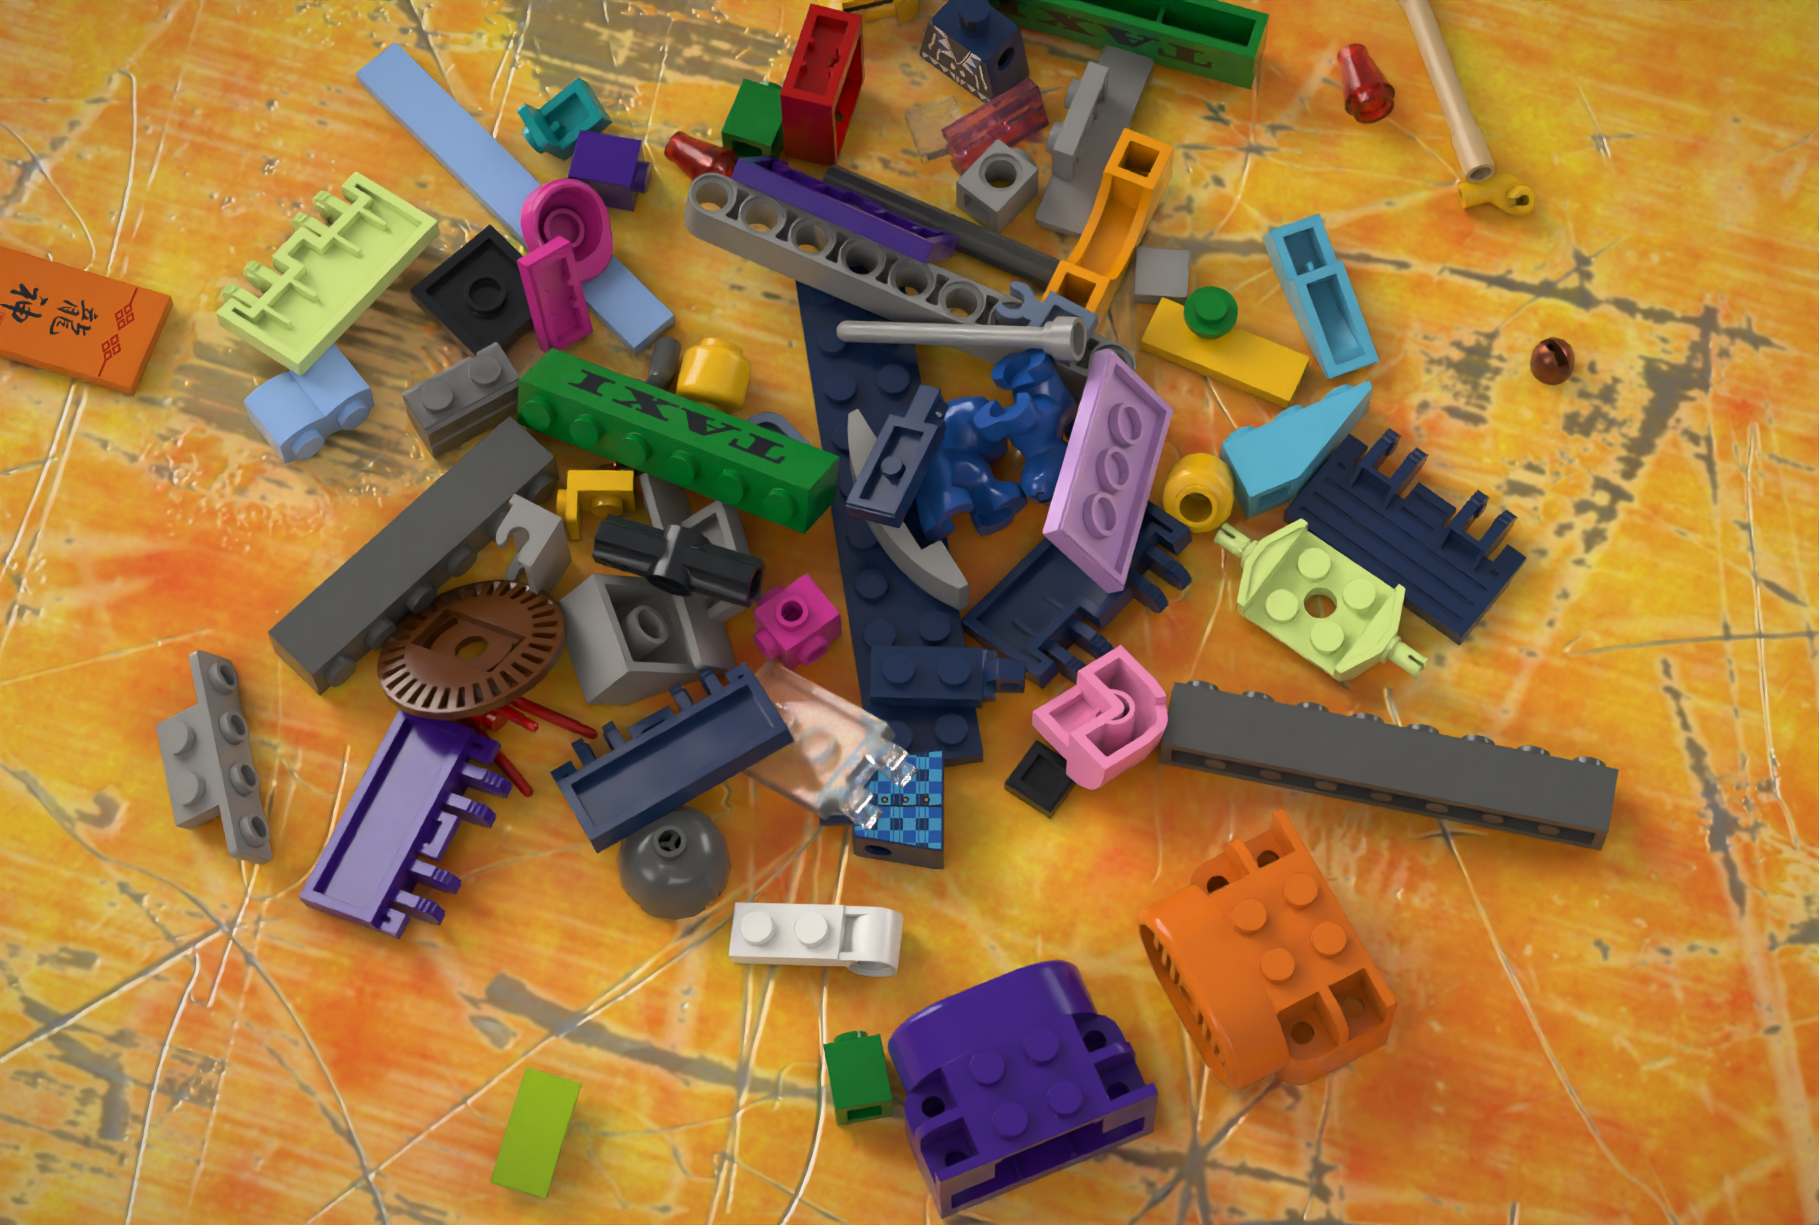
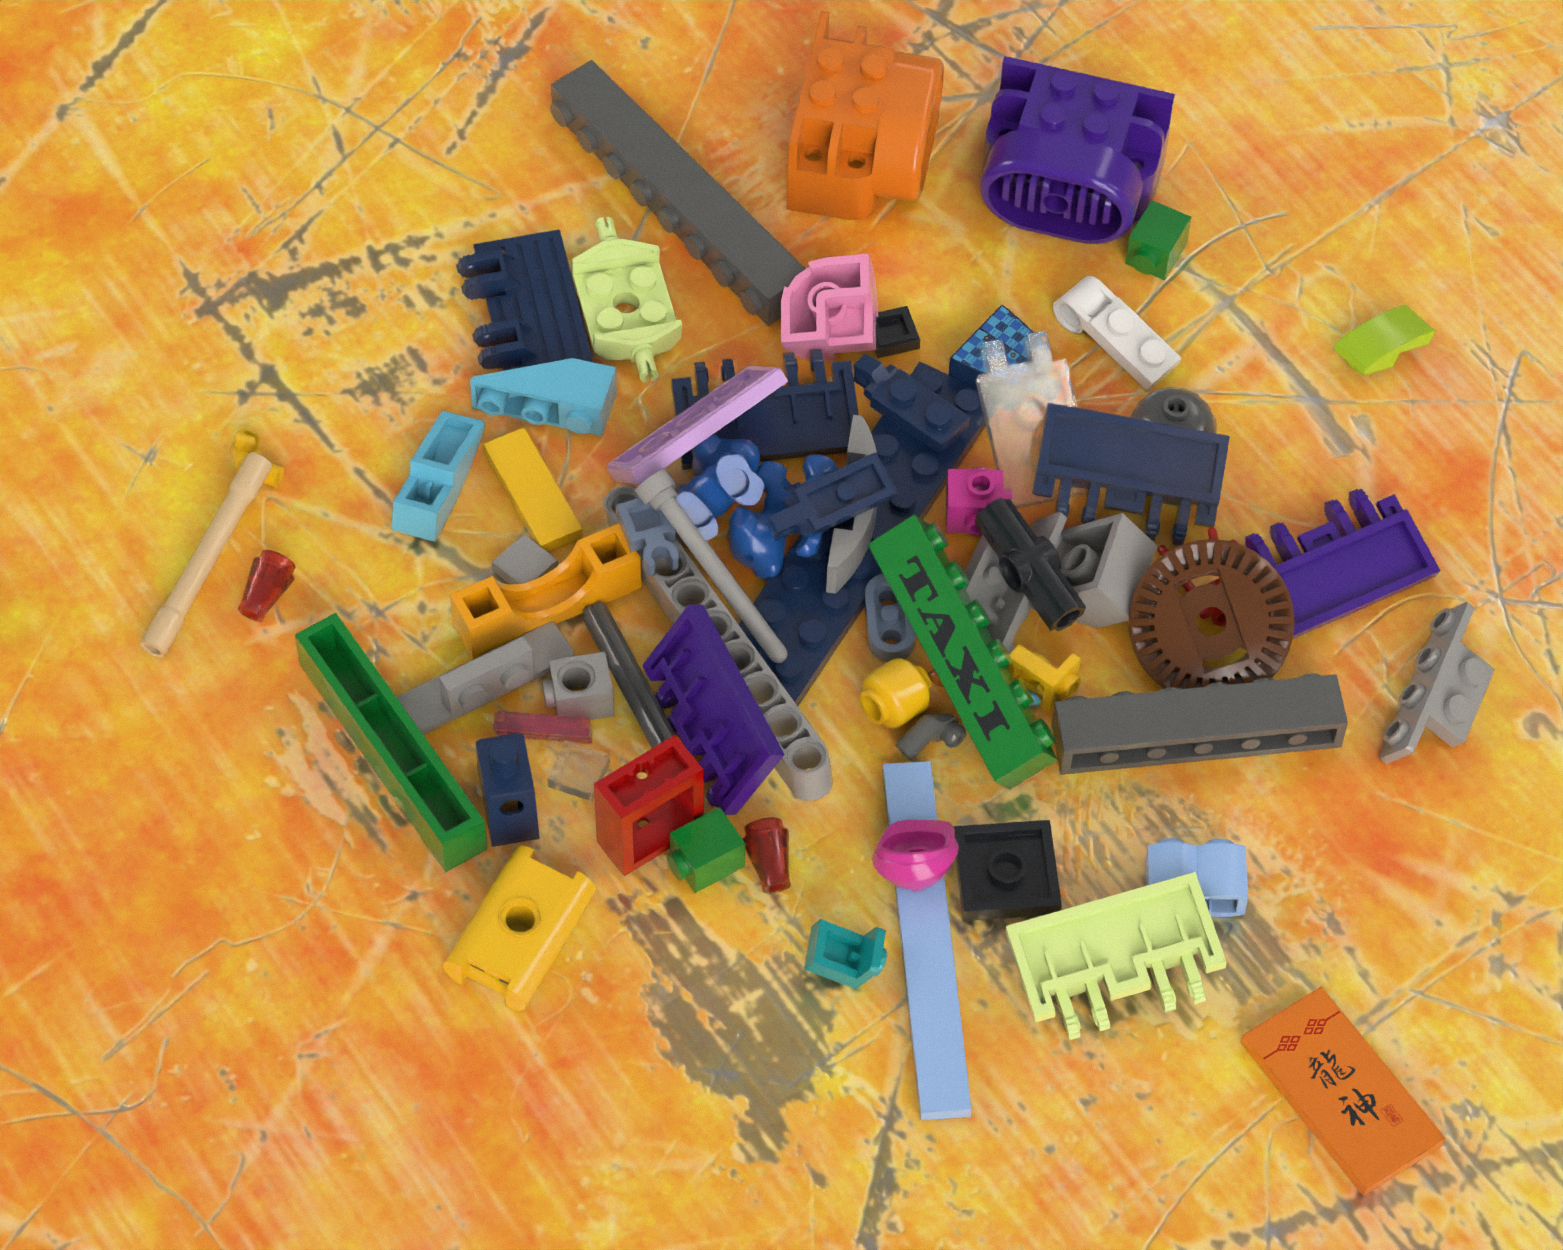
camera: 145 degrees left, 10 degrees down
(463, 400) = (1083, 798): flat silver brick -> none
(538, 542) = (1114, 648): light grey hinge -> none
(555, 295) = (964, 810): dark pink plate -> none
(611, 167) = (845, 892): dark purple brick -> none
(1200, 492) = (641, 402): yellow head -> none
(1210, 312) = (523, 502): green plate -> none
(1544, 364) = (340, 345): copper hinge -> none

